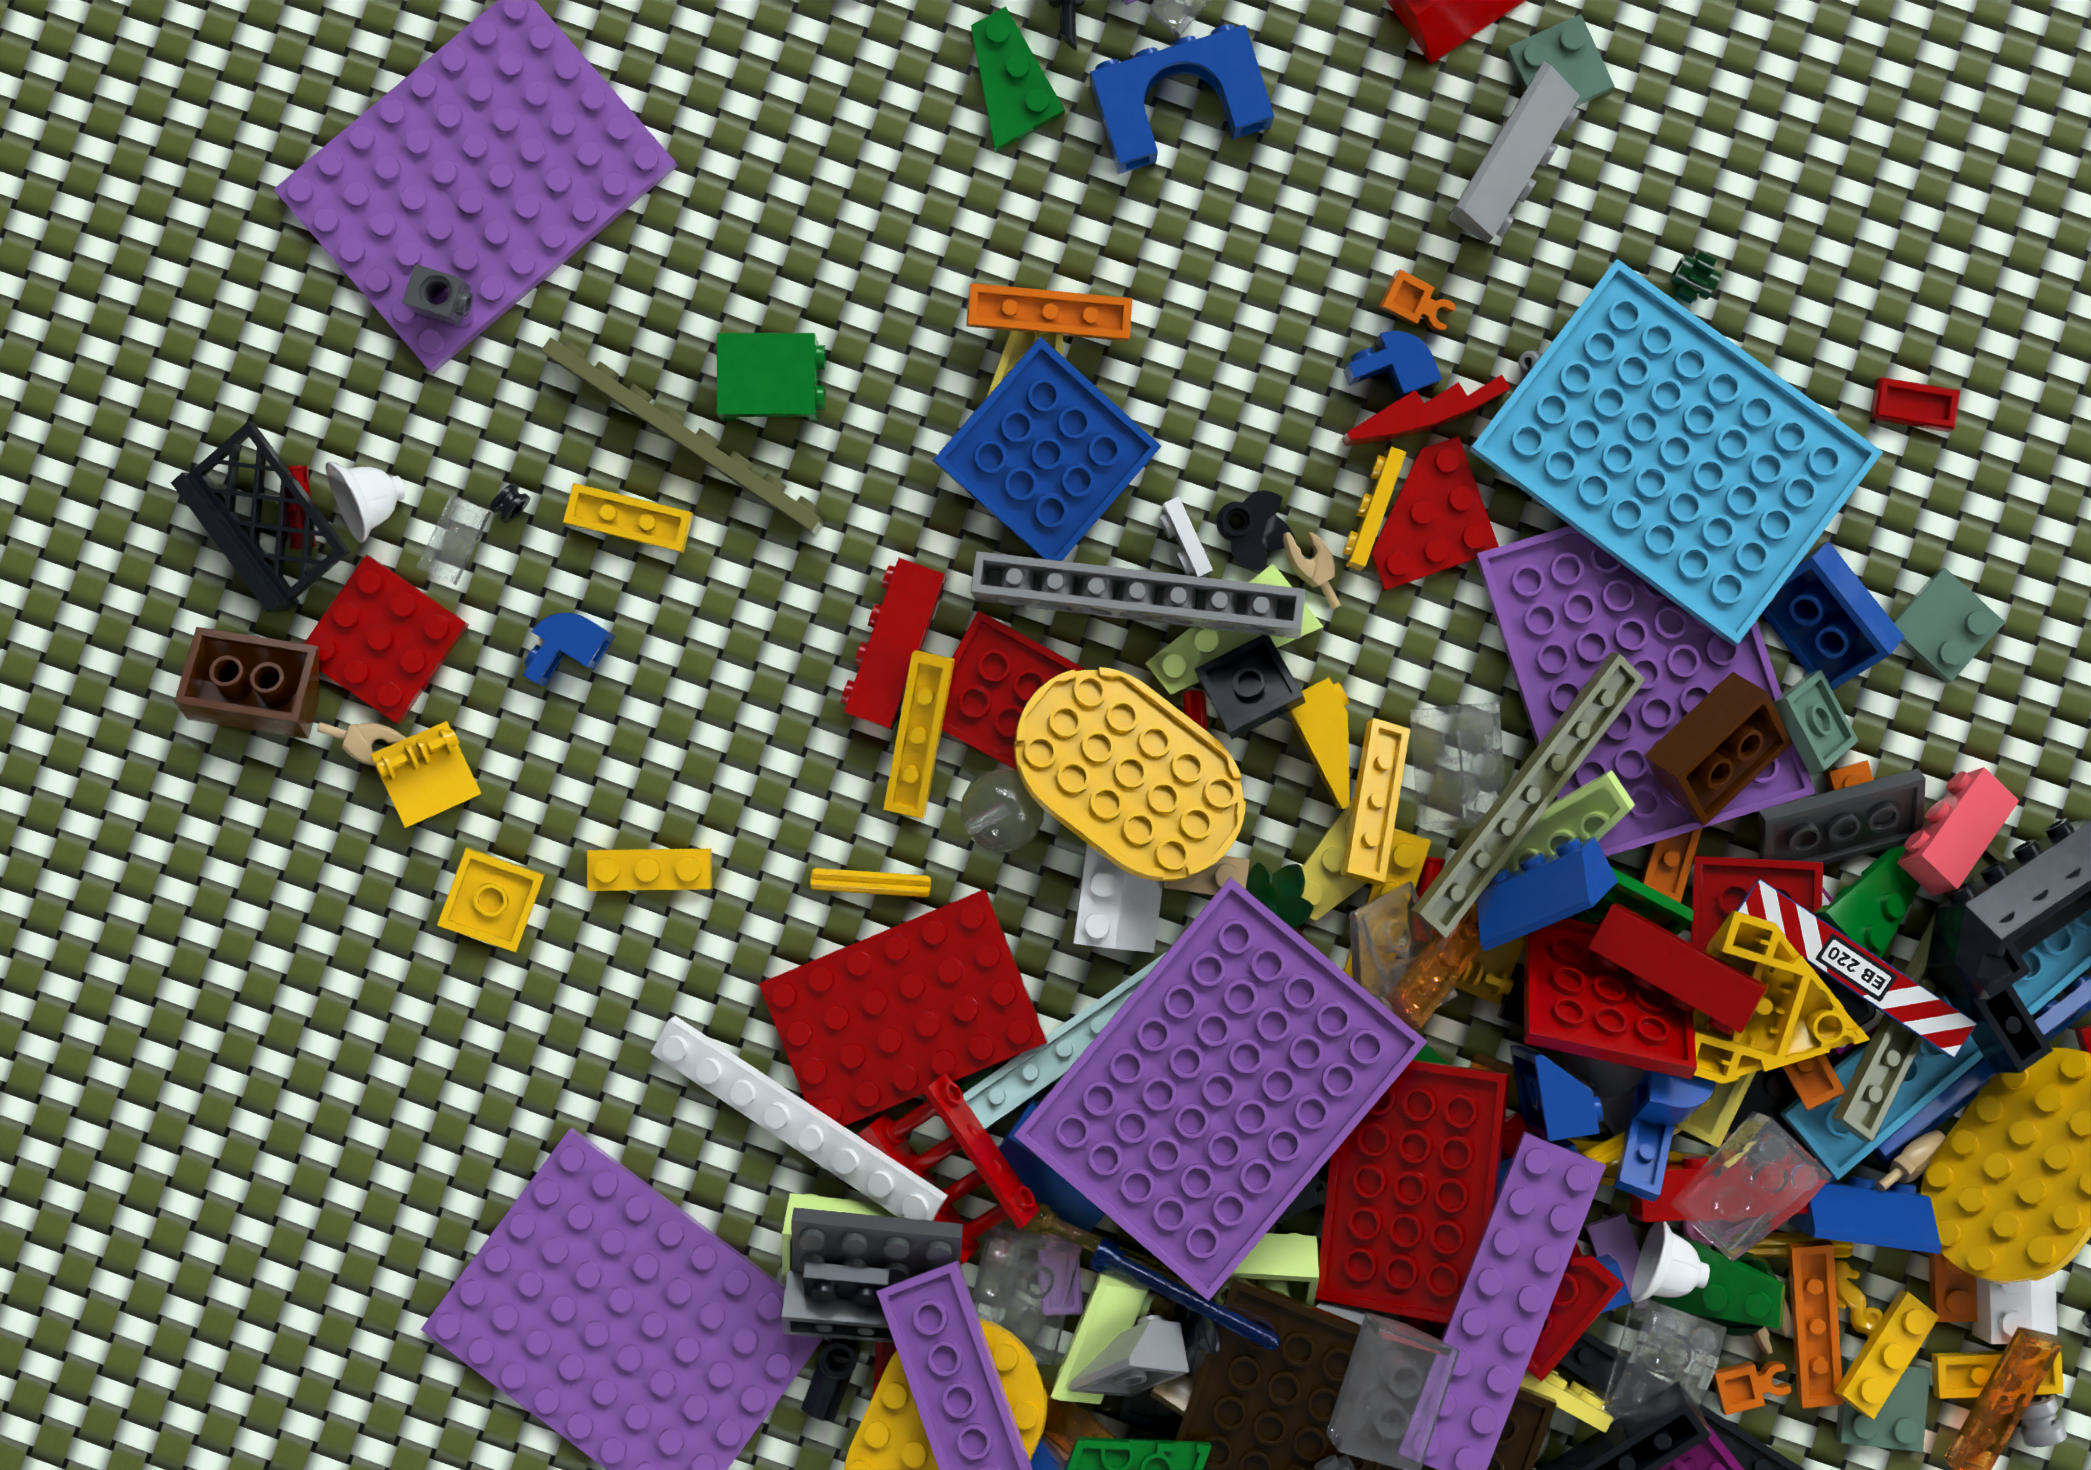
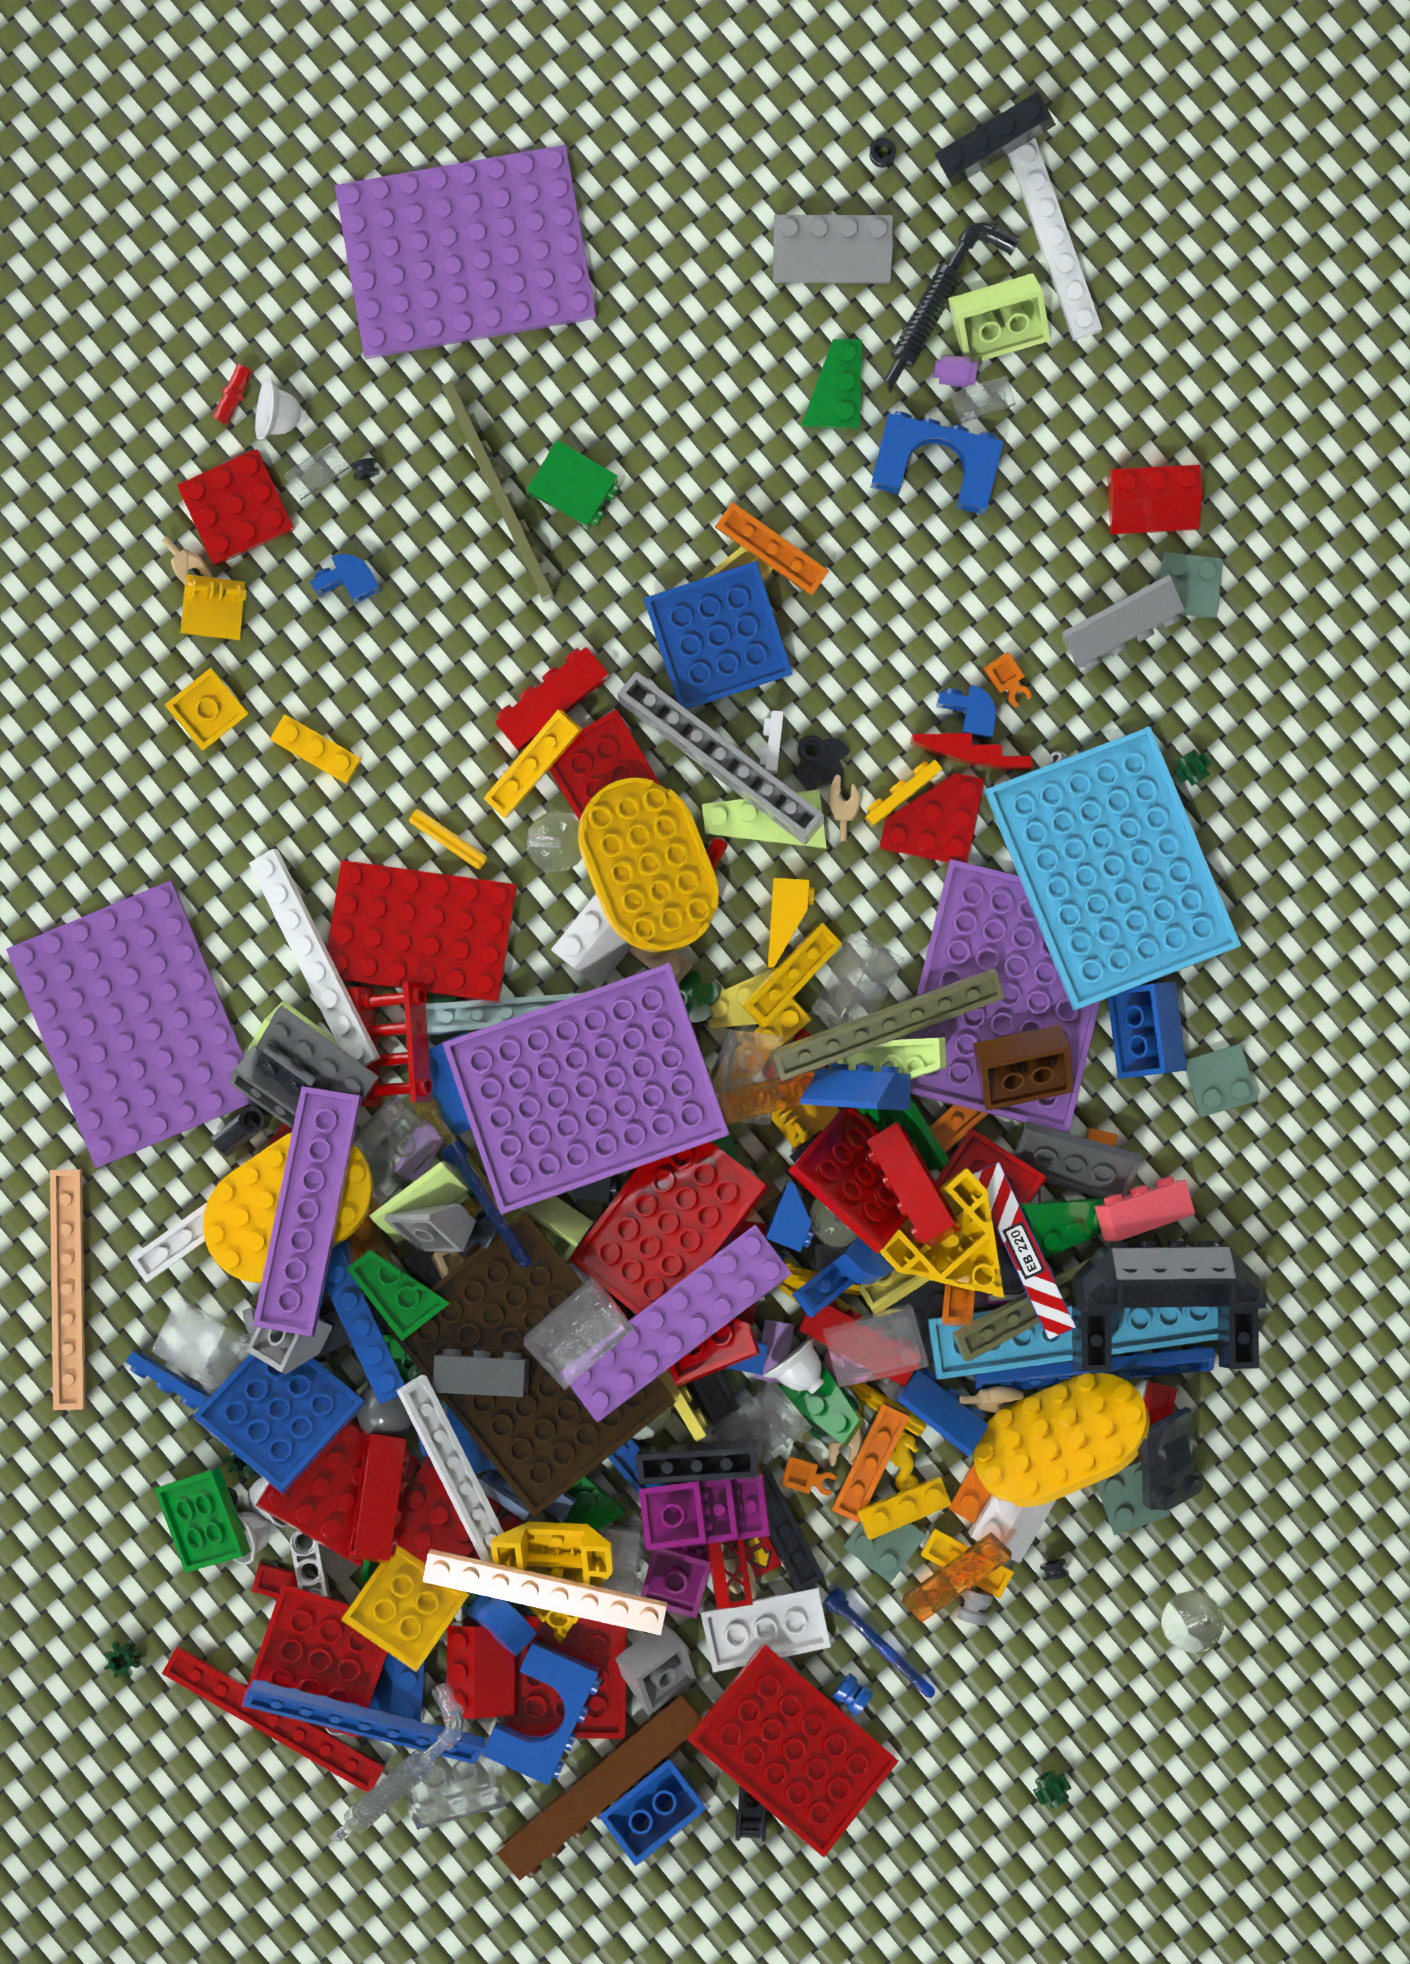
camera: 35 degrees right, 0 degrees up
(233, 537) = (182, 394): black fence -> none
(250, 683) = (138, 486): reddish brown slope -> none
(423, 286) = (388, 305): dark grey brick -> none
(628, 518) = (433, 522): yellow plate -> none
(1249, 686) = (756, 855): black plate -> none
(1815, 722) = (1097, 1089): sand green plate -> none
(1915, 404) = (1286, 930): red tile -> none

